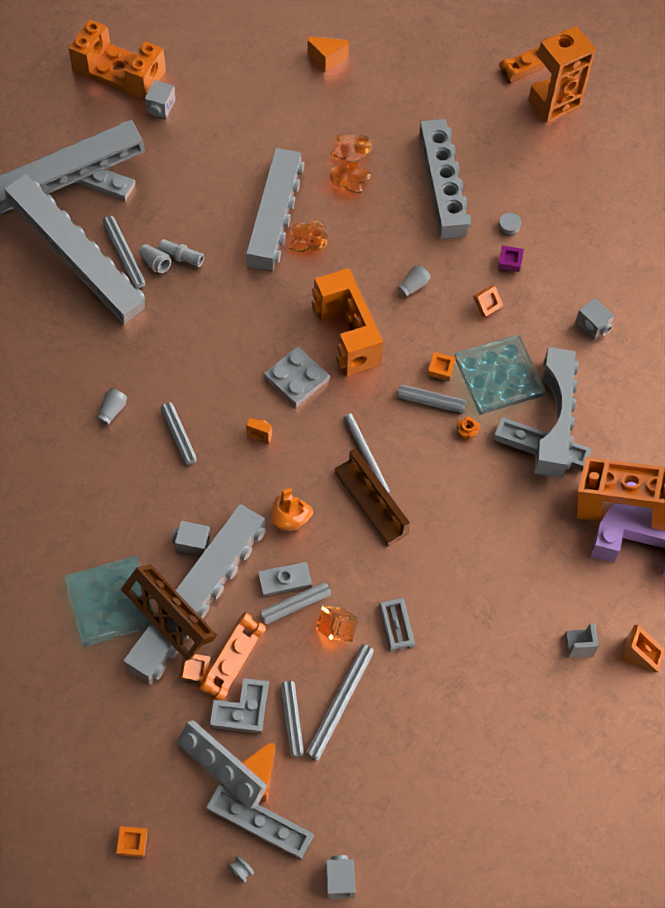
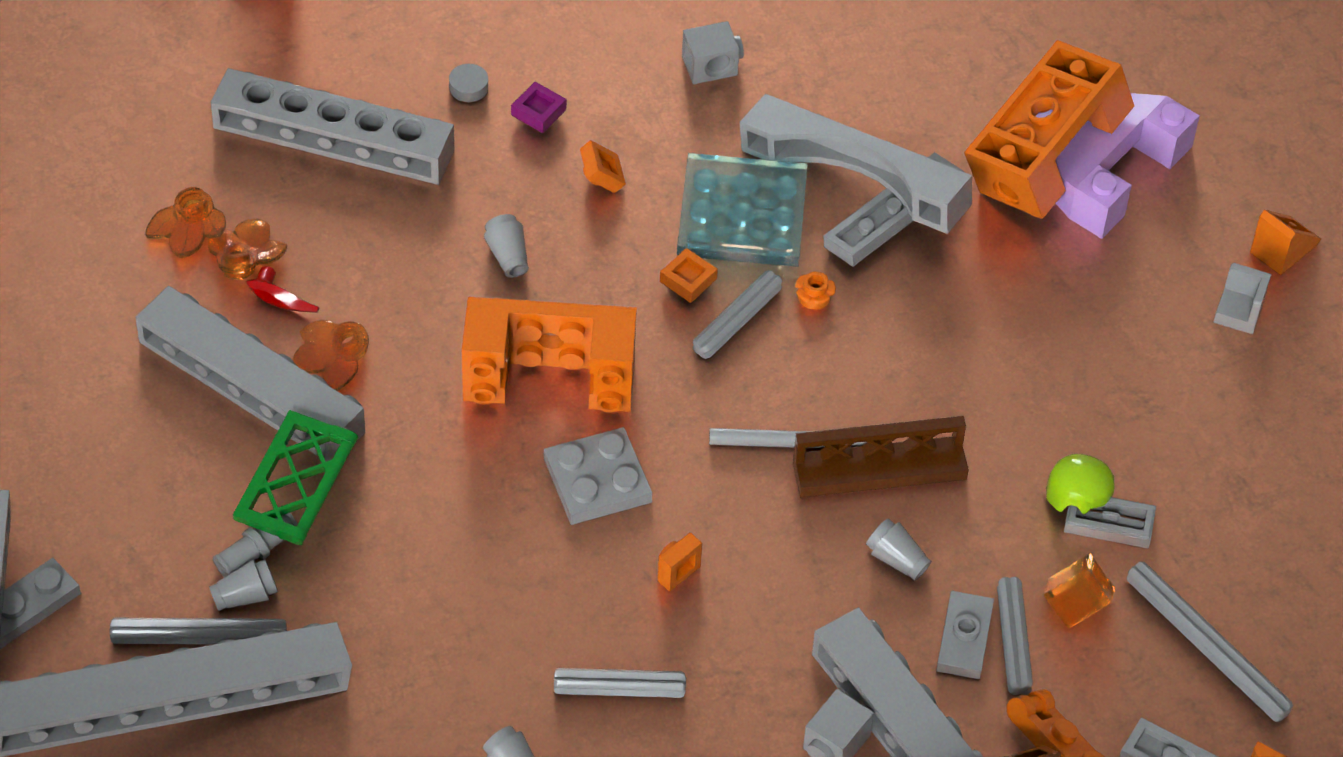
camera: 65 degrees left, 10 degrees down
(206, 236) = (278, 450): none -> green window
(289, 512) = (856, 574): orange piece -> none
(292, 719) = (1211, 715): light grey axle -> none
(319, 527) = (898, 549): none -> light grey cone
(330, 195) = (276, 296): none -> red bar
(406, 600) = (1079, 482): none -> lime hair

